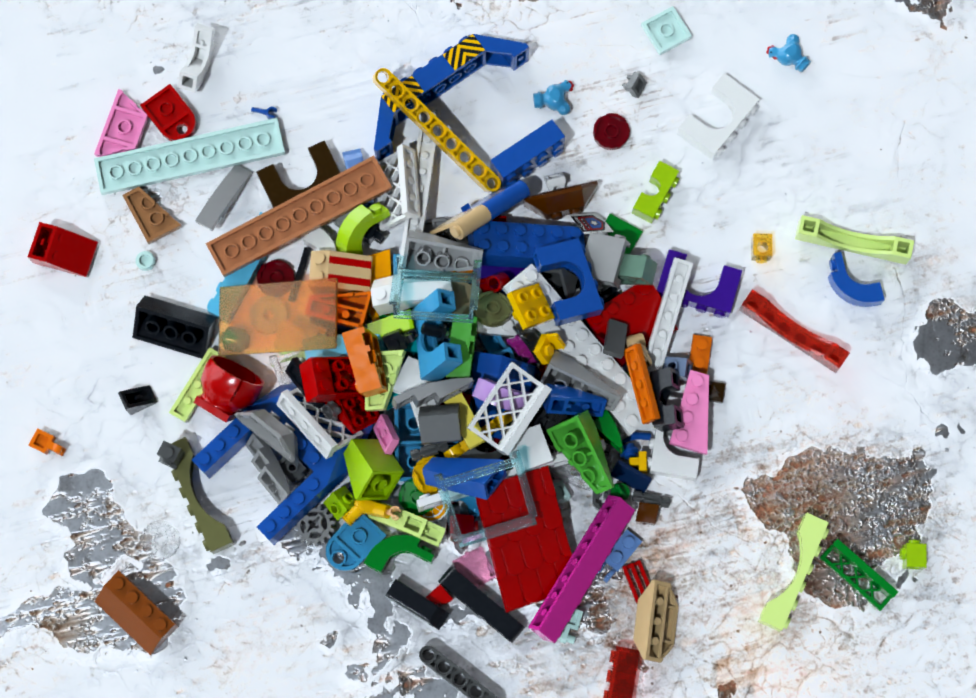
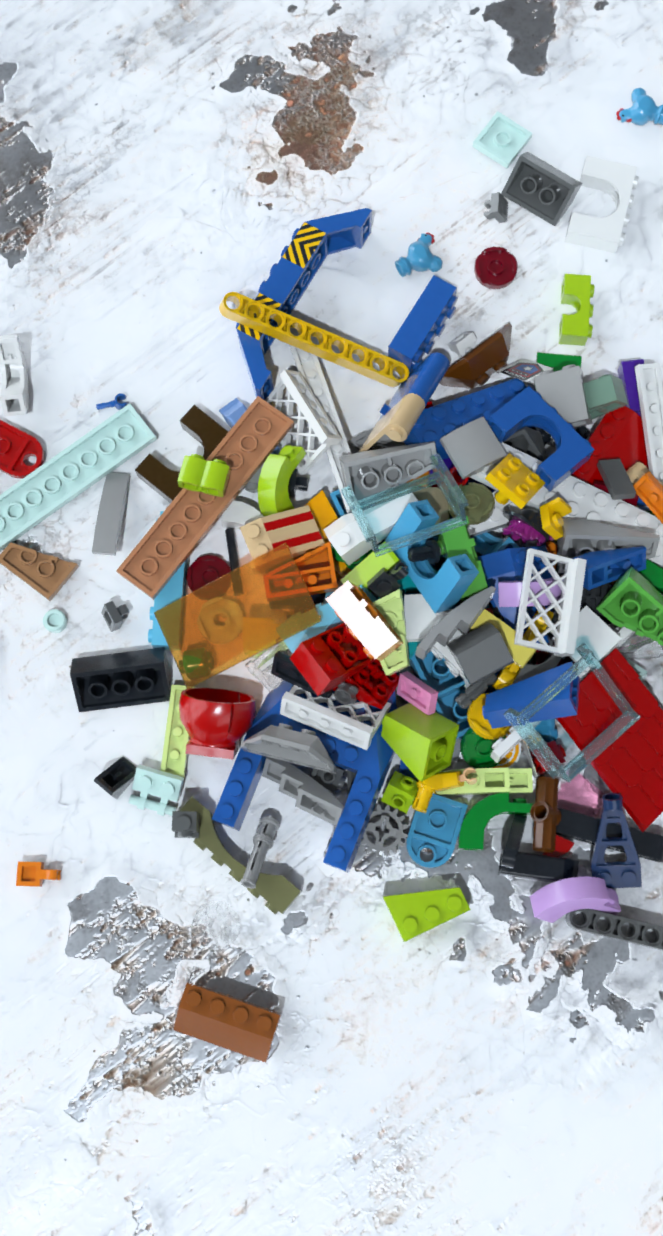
camera: 20 degrees left, 0 degrees up
(163, 415) = (159, 784): none -> light aqua plate
(191, 276) = (113, 615): none -> dark grey tile
(222, 493) = (262, 843): none -> light grey pin
(303, 200) = (204, 475): none -> lime brick
(317, 598) = (424, 910): none -> lime wedge
(406, 575) = (514, 841): none -> black beam
(431, 634) = (573, 894): none -> lavender arch
(439, 567) = (545, 826): none -> reddish brown piece
(473, 635) = (619, 873): none -> dark blue plate
(511, 267) = (473, 447): none -> light grey slope
(677, 83) = (541, 188): none -> dark grey slope

